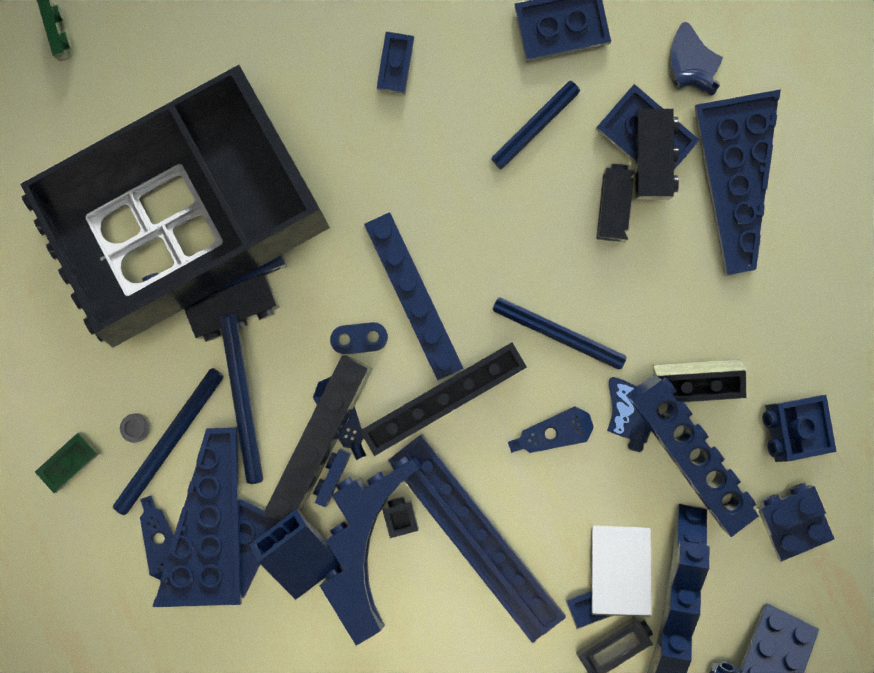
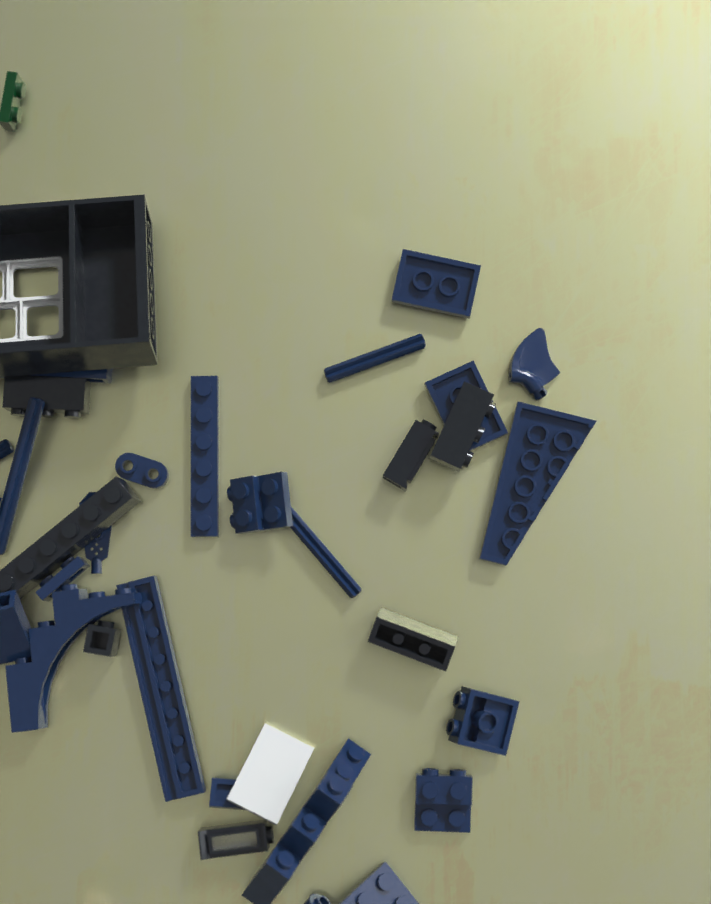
camera: 25 degrees right, 5 degrees down
(395, 62) = (280, 254): dark blue plate -> none
(443, 399) = (186, 553): black brick -> none
(491, 317) = (260, 503): none -> dark blue plate
(564, 430) = (280, 627): dark blue piece -> none
(625, 419) = (345, 641): arm -> none
(729, 516) = (387, 769): dark blue brick -> none

